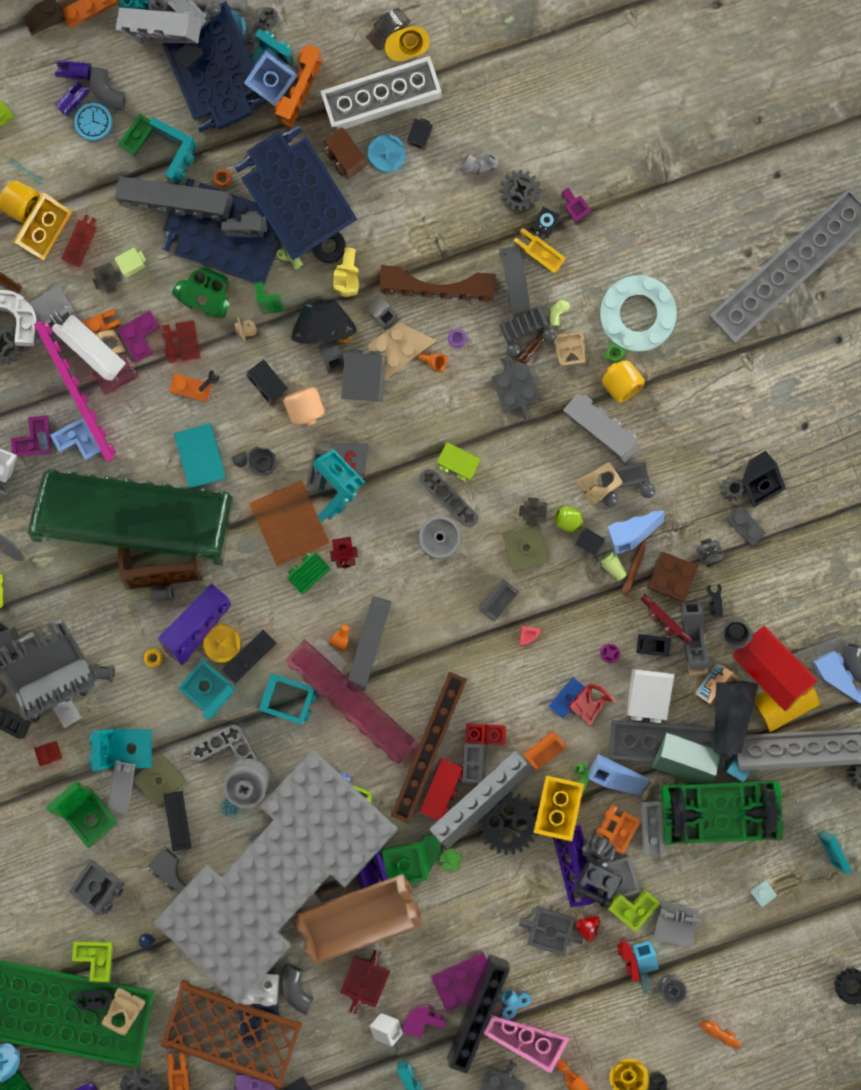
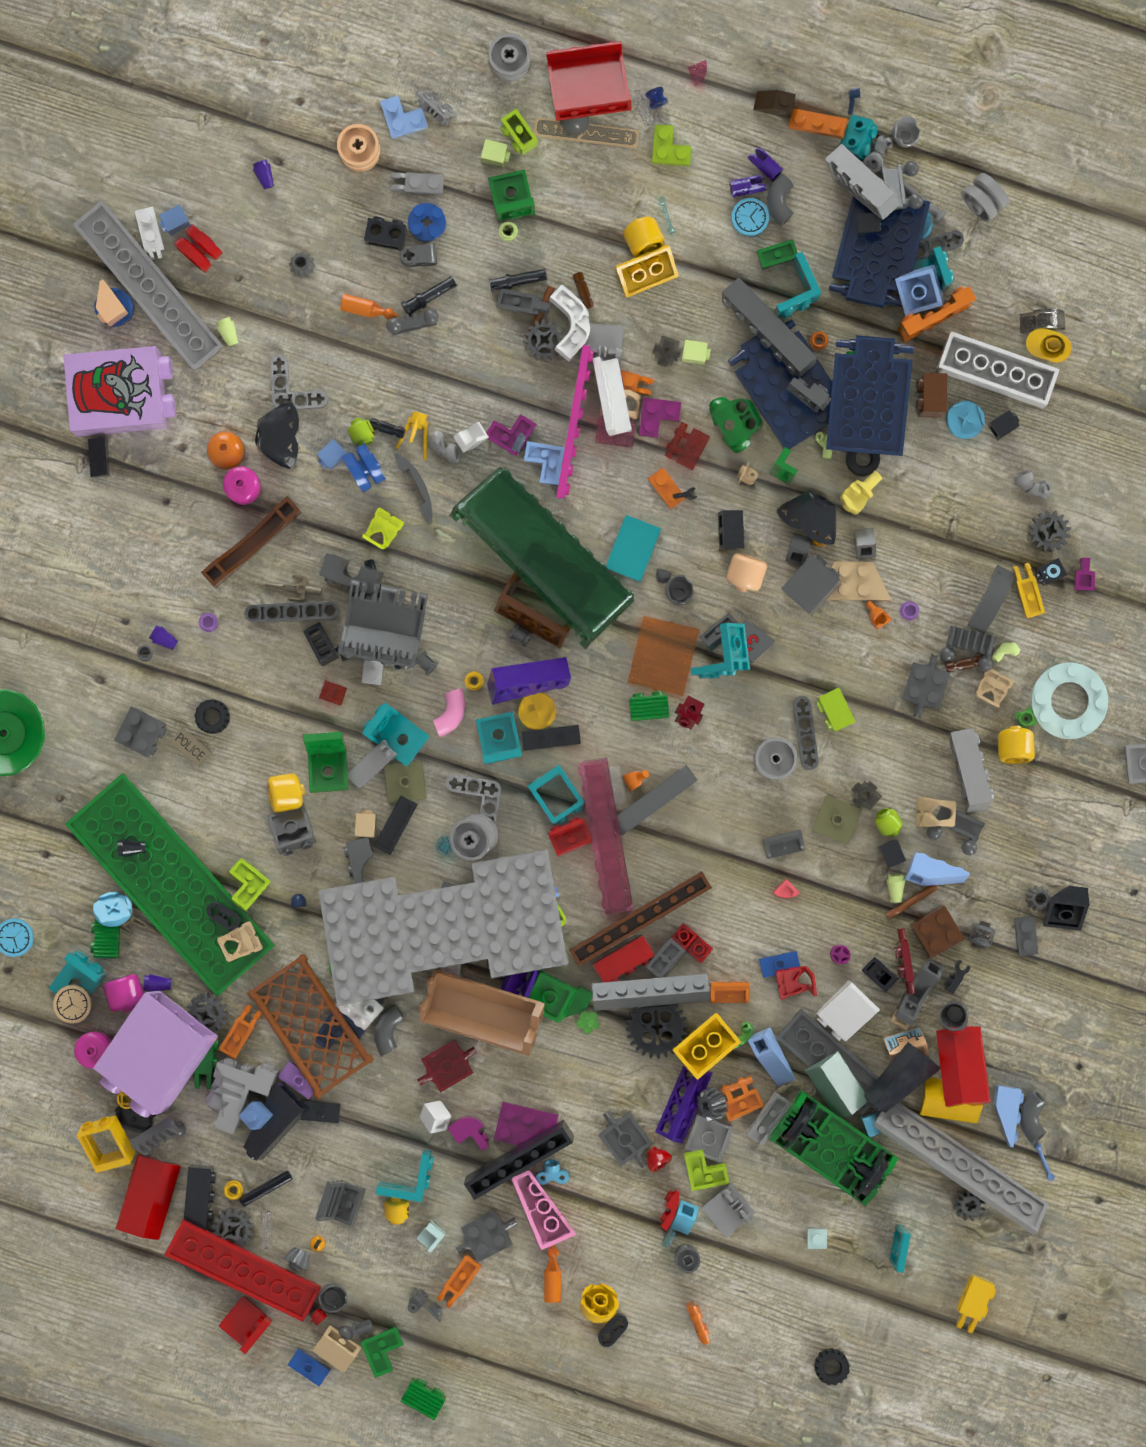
camera: 30 degrees right, 0 degrees up
(69, 862) = (285, 792): none -> yellow head
(80, 241) = (667, 305): clear red hinge -> none
(153, 838) = (365, 824): none -> tan brick
(156, 697) = (454, 712): none -> bright pink cylinder
(324, 724) = (570, 836): none -> red bracket
(477, 286) = (896, 527): reddish brown arch -> none
(599, 878) = (696, 1126): black plate -> none

